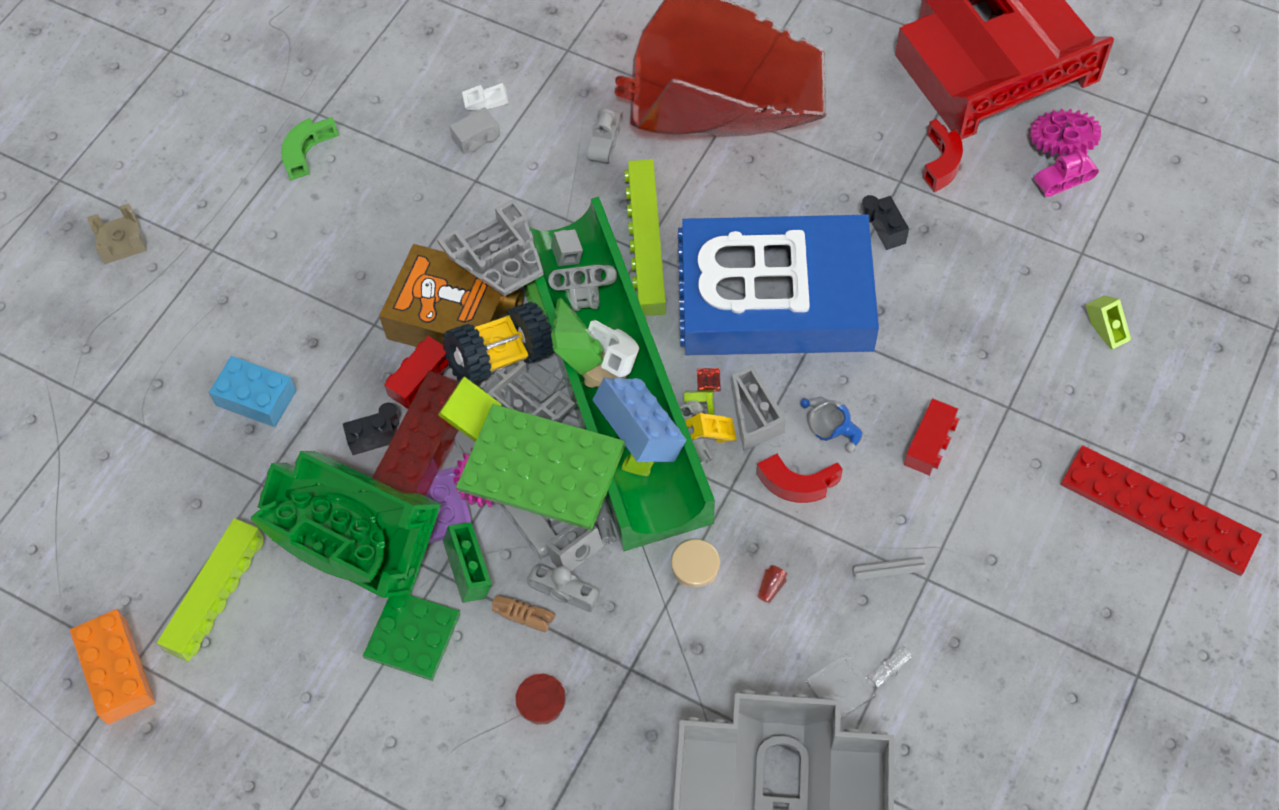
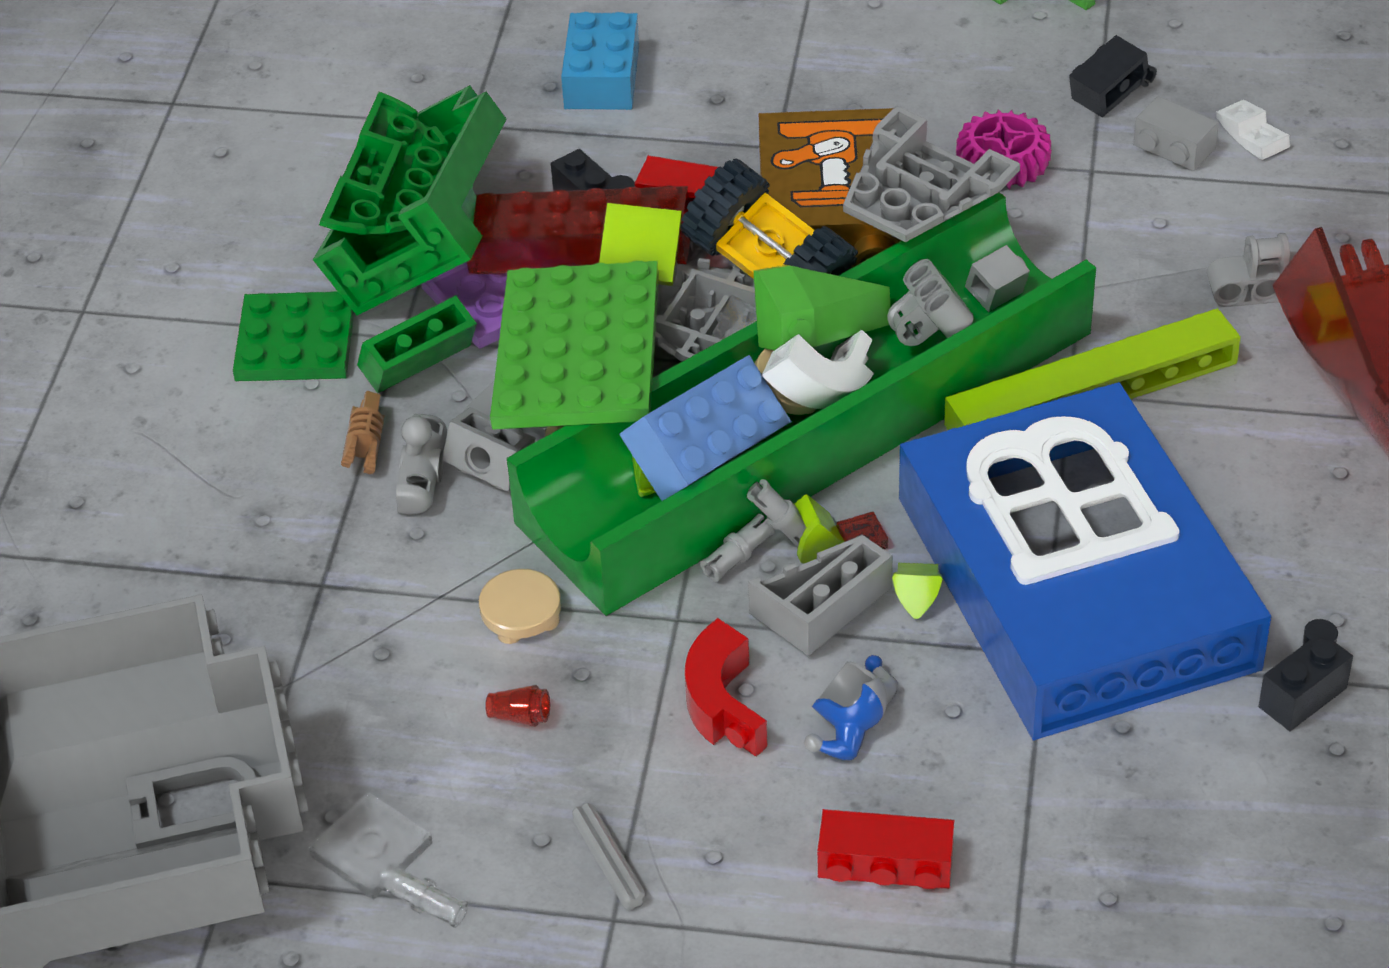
camera: 70 degrees right, 15 degrees down
(112, 666) = (152, 76): orange brick -> none
(210, 590) = (274, 123): lime brick -> none
(414, 142) = (1110, 76): none -> black hinge
(441, 208) = (1010, 136): none -> dark pink gear
(540, 699) = (239, 495): clear red tile -> none
(712, 427) = (753, 539): yellow hinge -> none
(761, 361) = (917, 586): none -> lime tile

